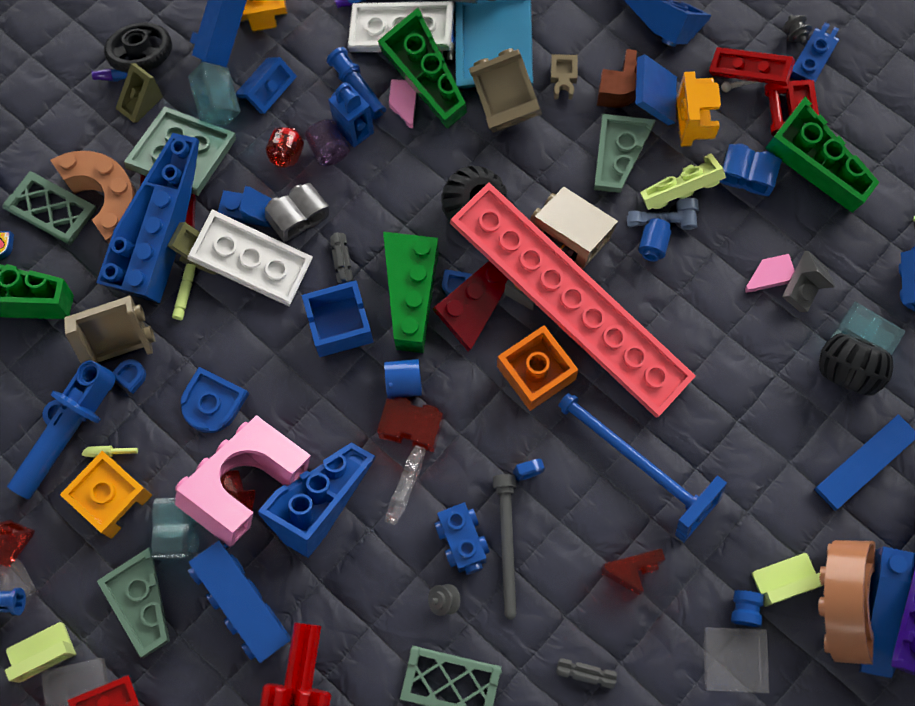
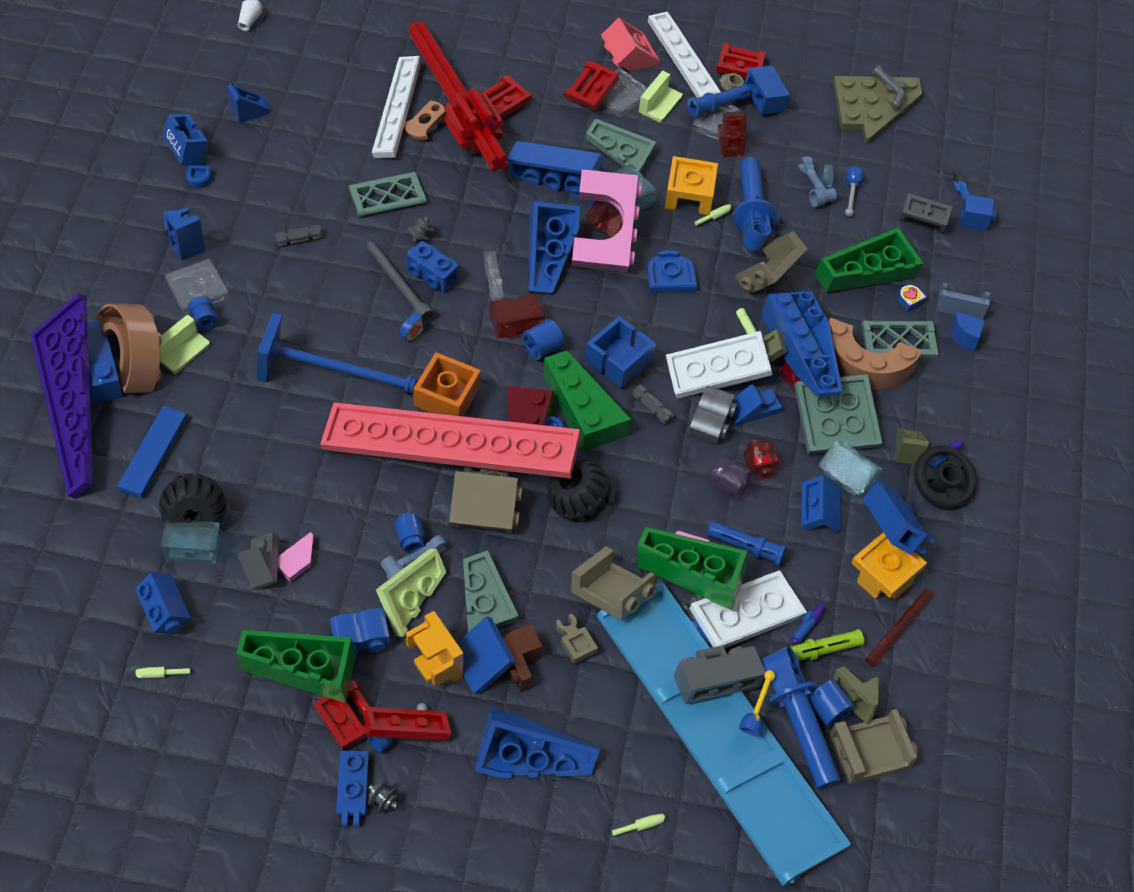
camera: 140 degrees right, 15 degrees down
(130, 375) = (740, 261): blue tile -> none
(351, 114) = (727, 498): blue brick -> none
(626, 570) = (300, 300): clear red slope -> none

